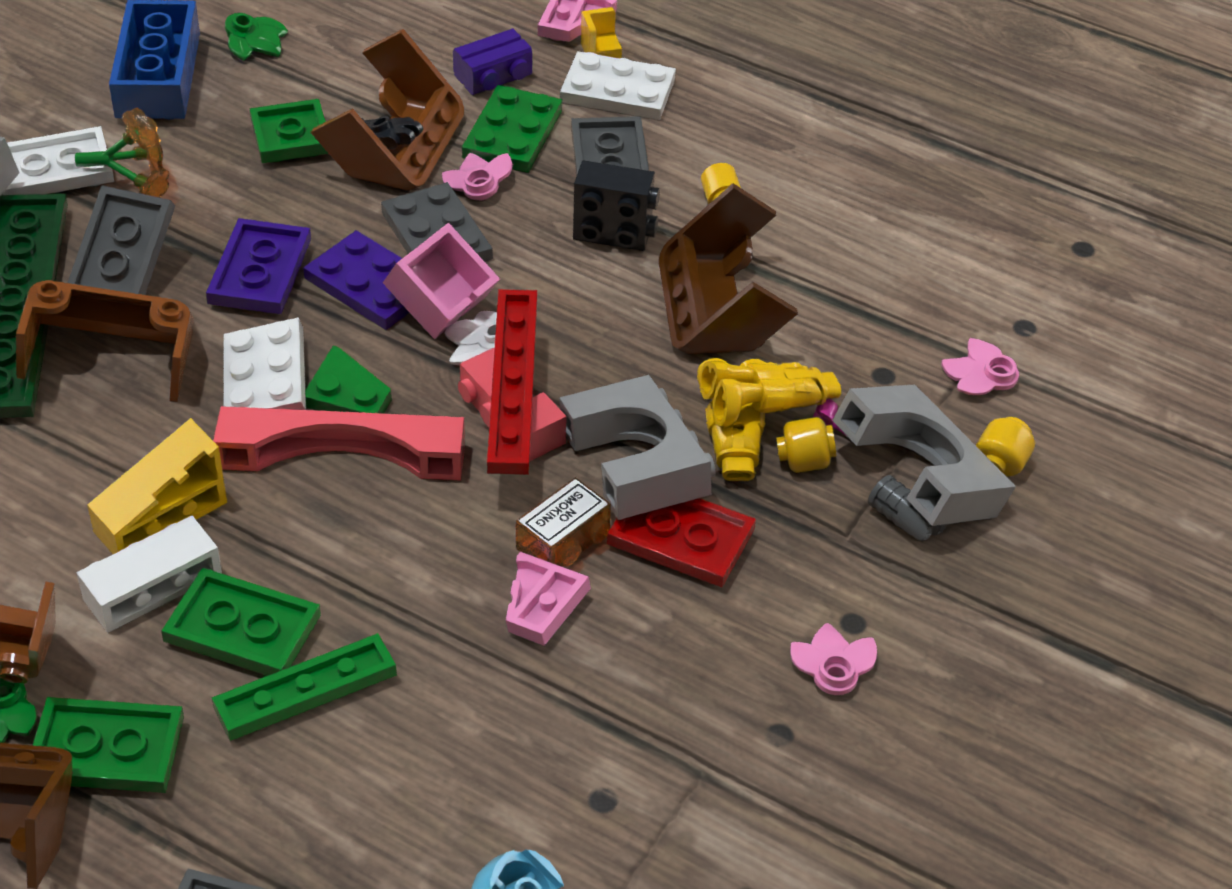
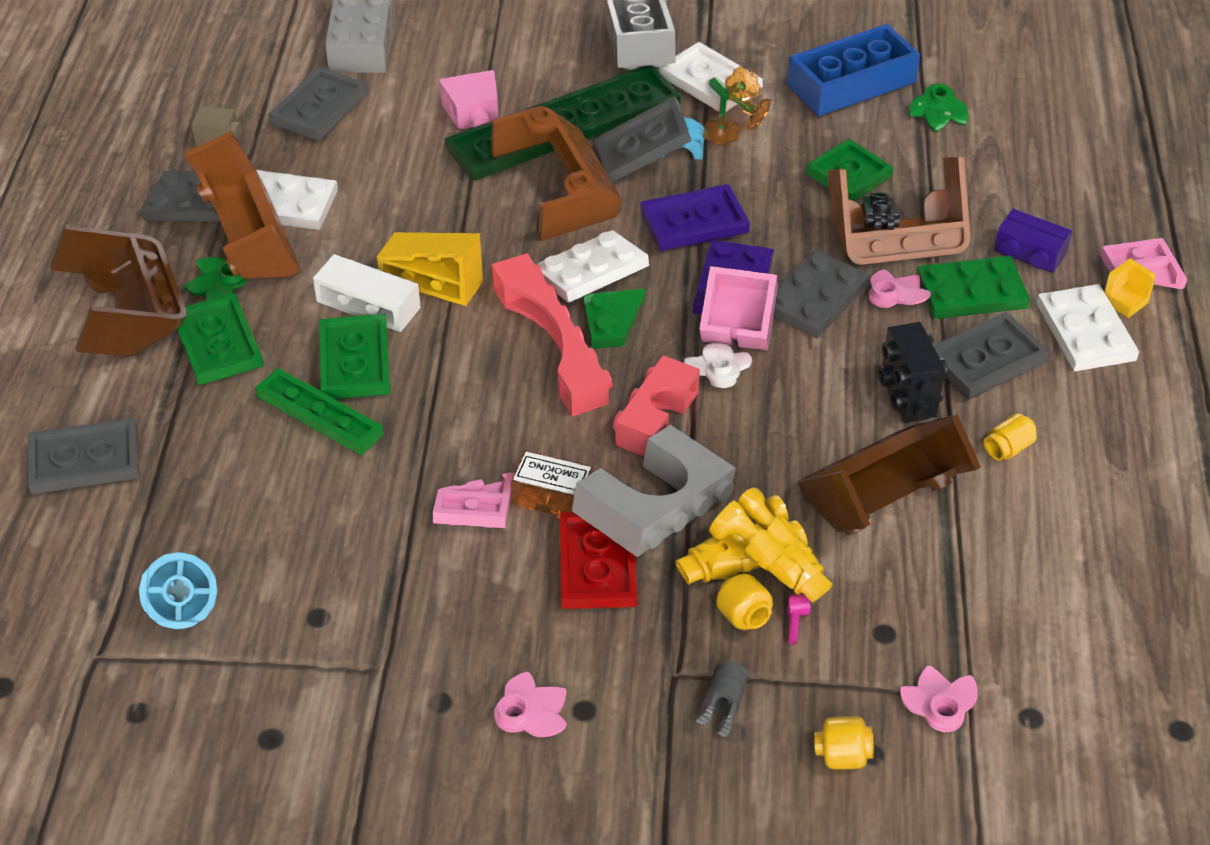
camera: 65 degrees right, 0 degrees up
(512, 383) = (656, 386): red plate -> none
(960, 483) = (822, 657): light grey arch -> none

